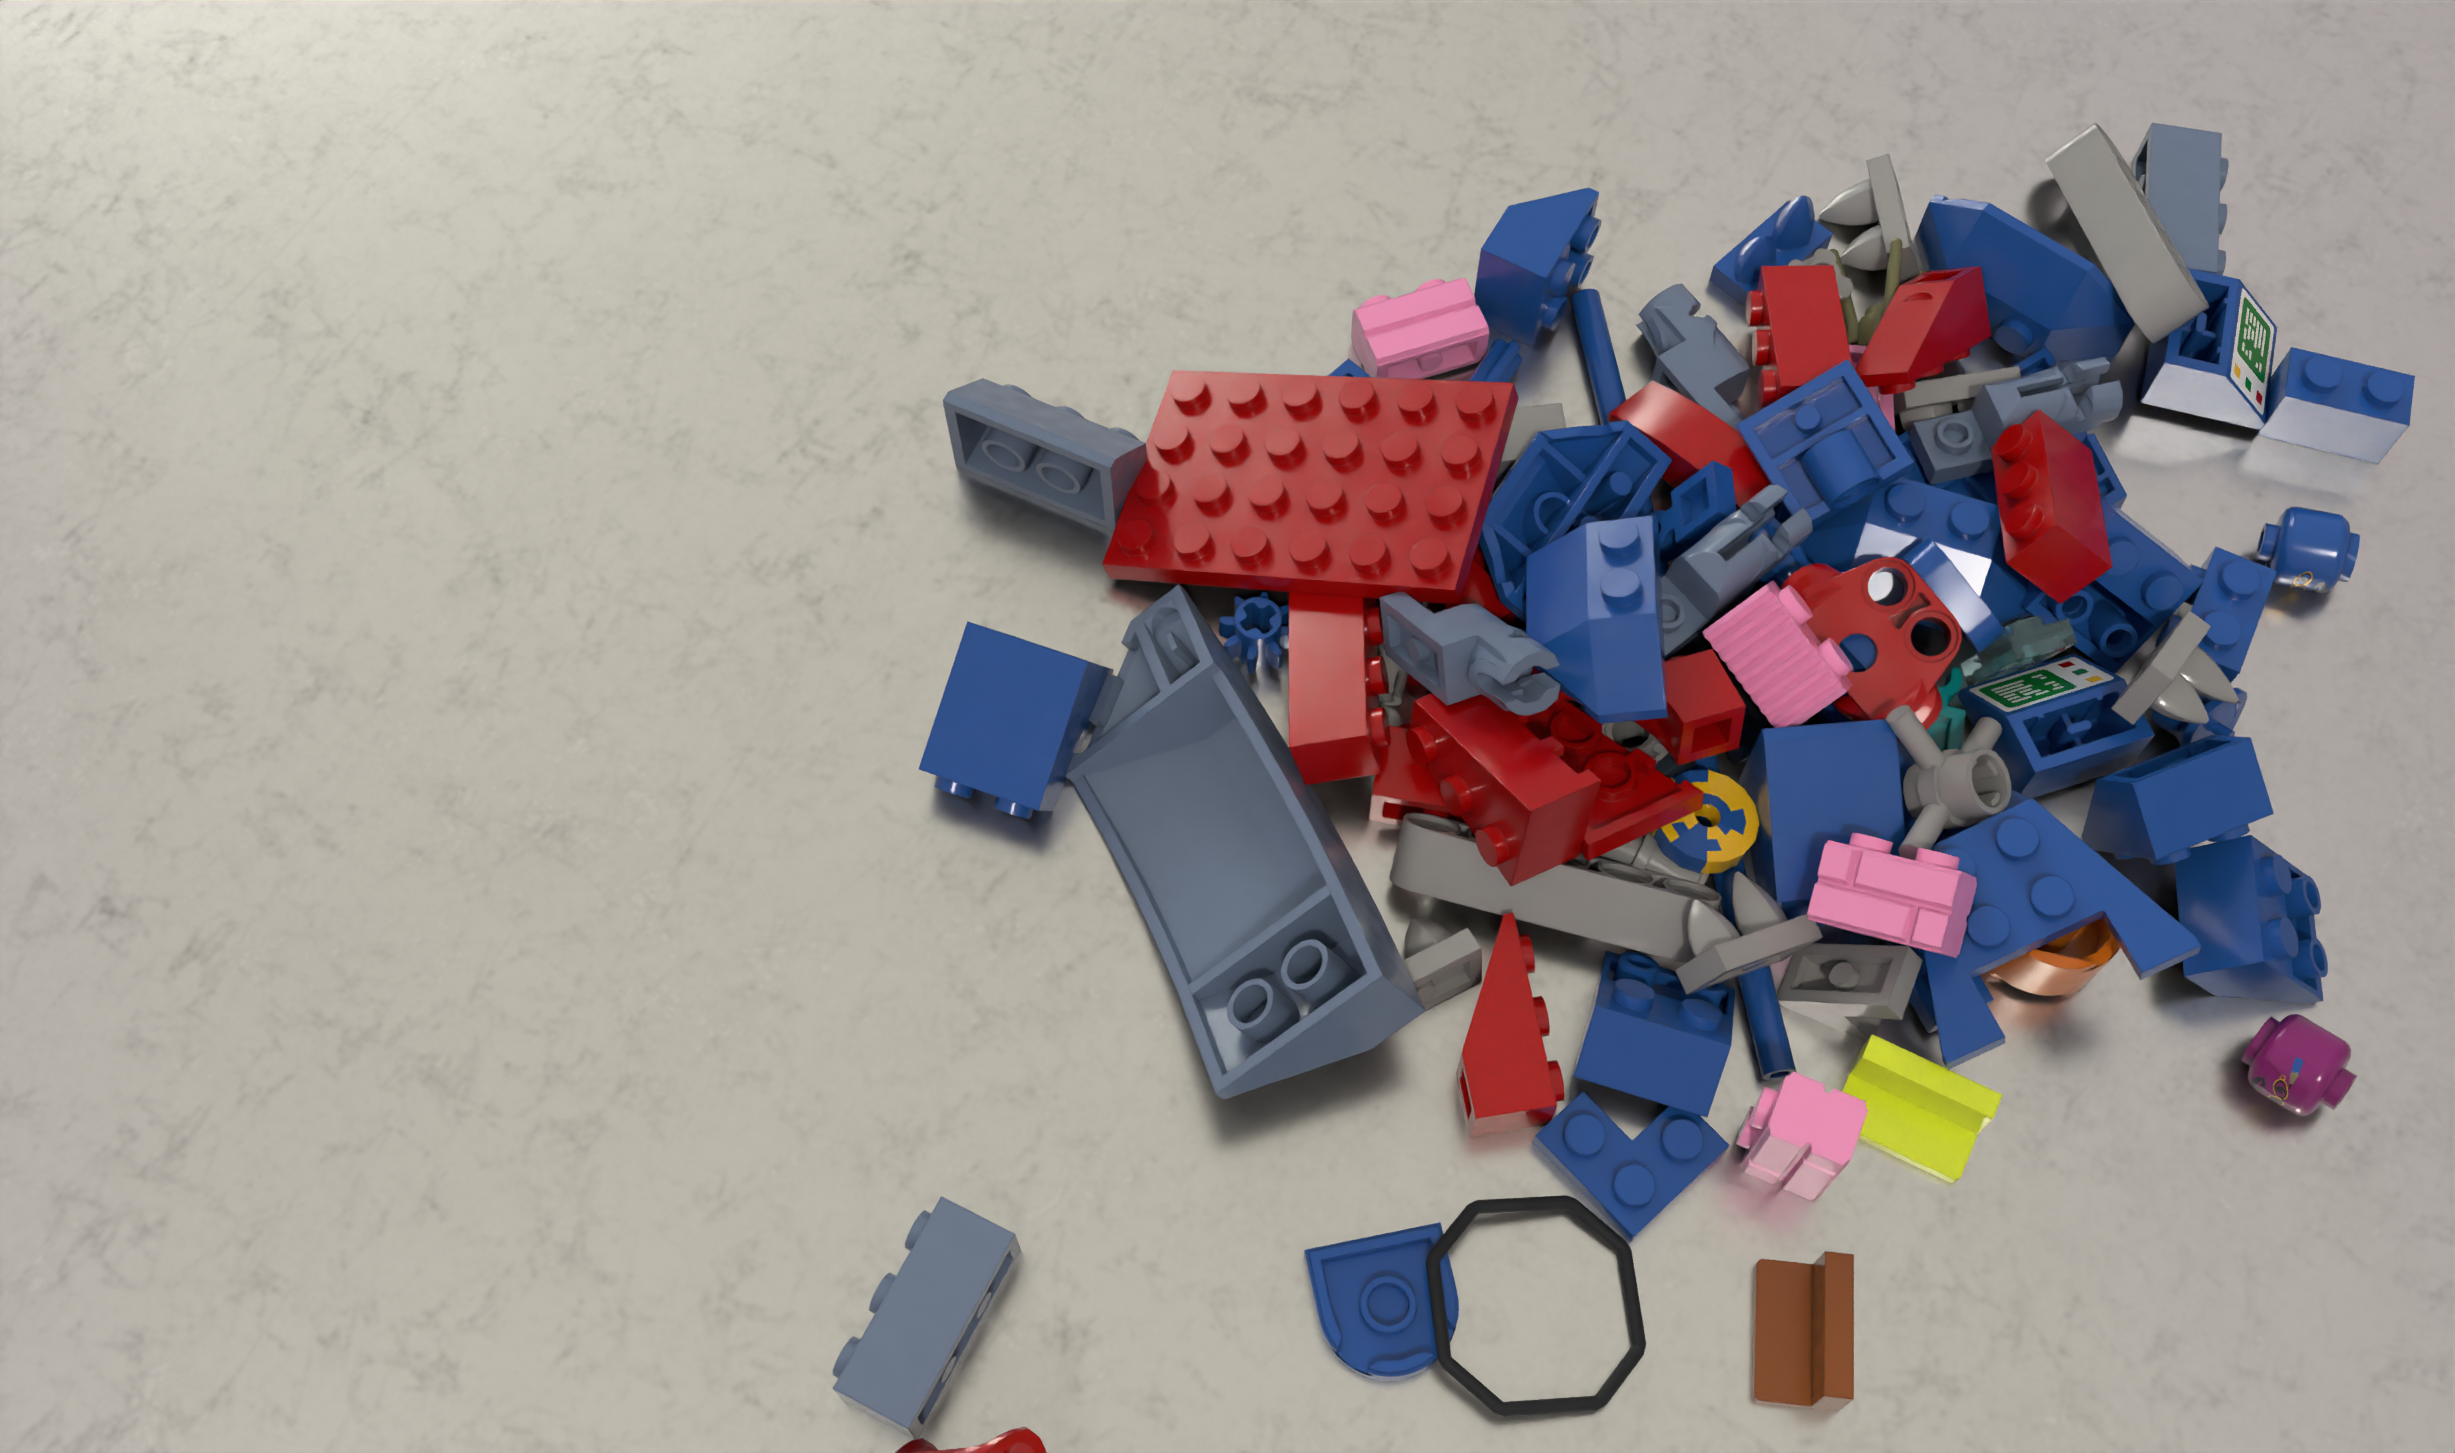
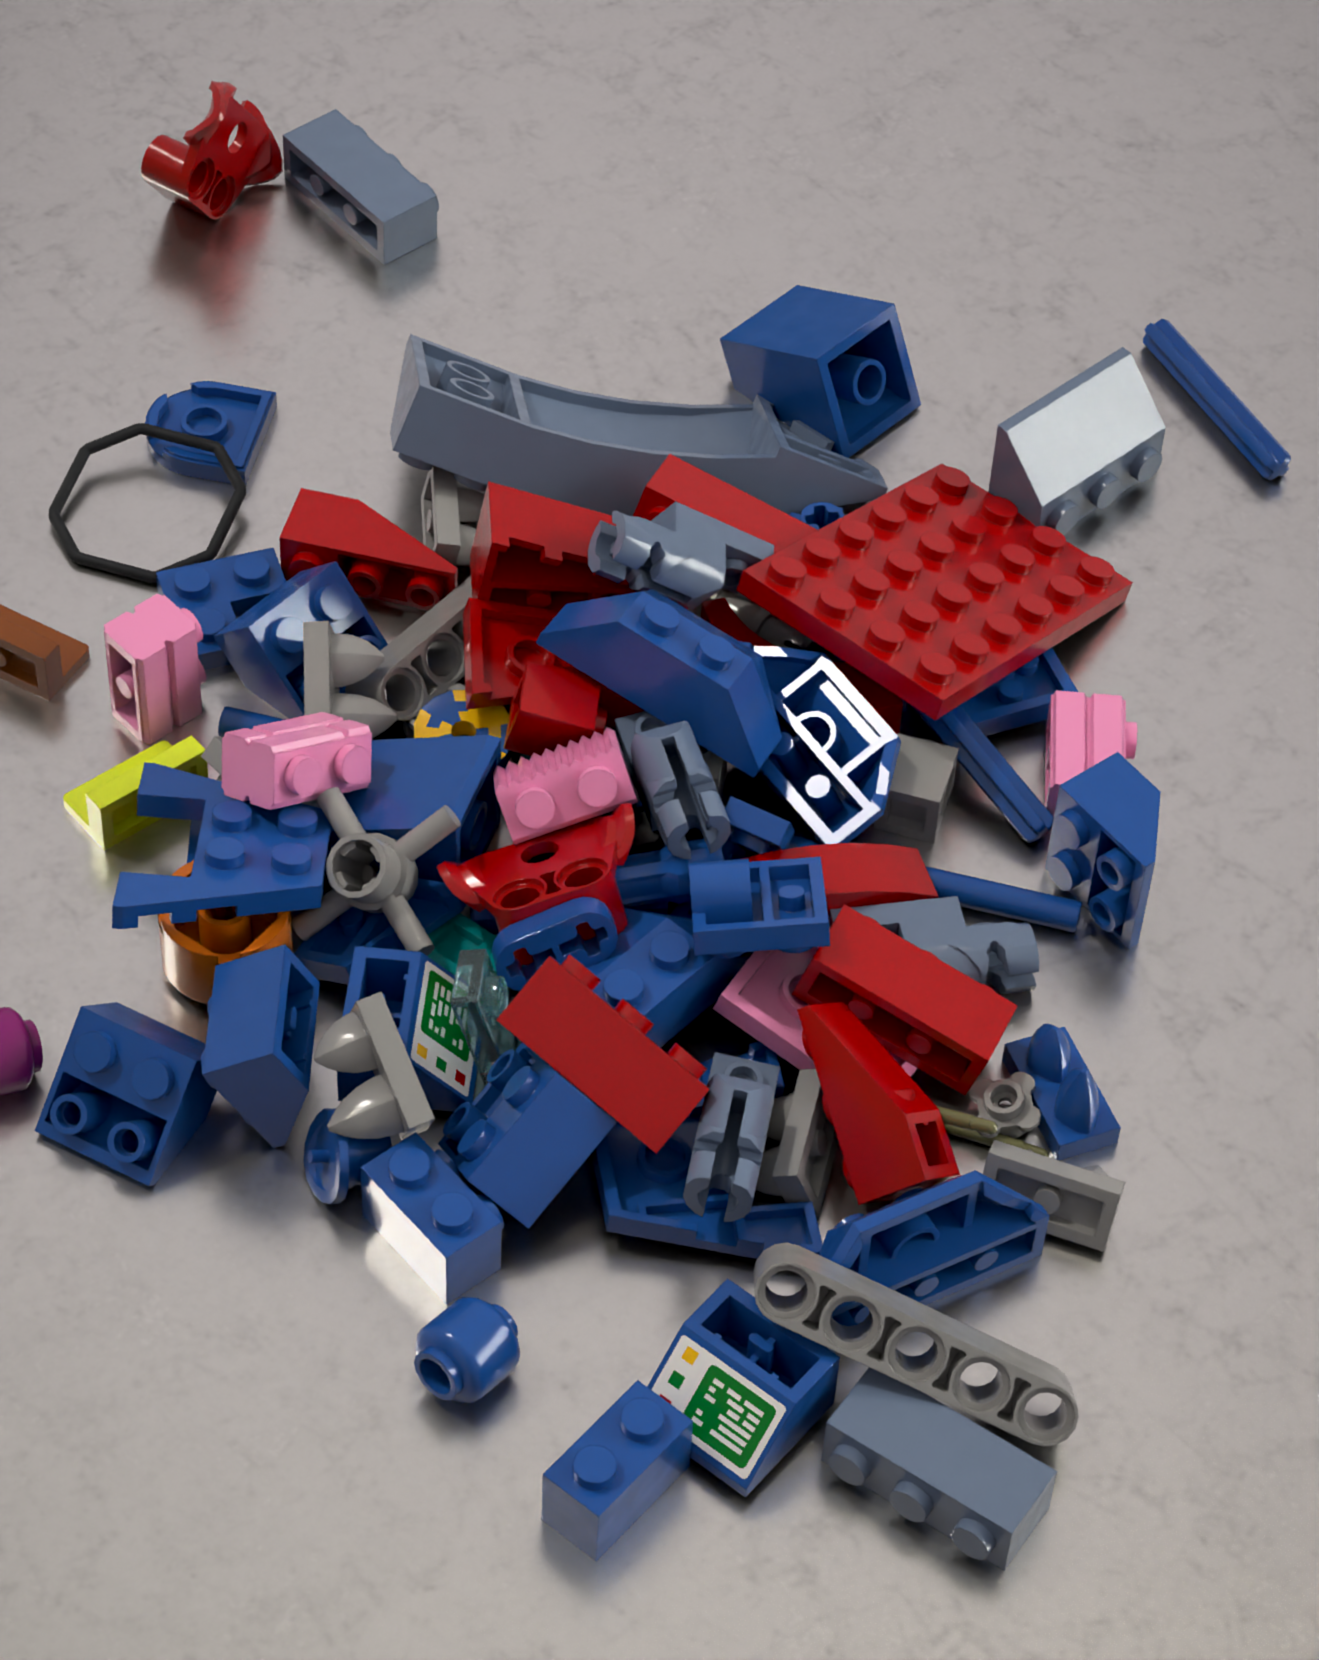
camera: 110 degrees right, 15 degrees down
(878, 383) = (1217, 399): none -> blue axle

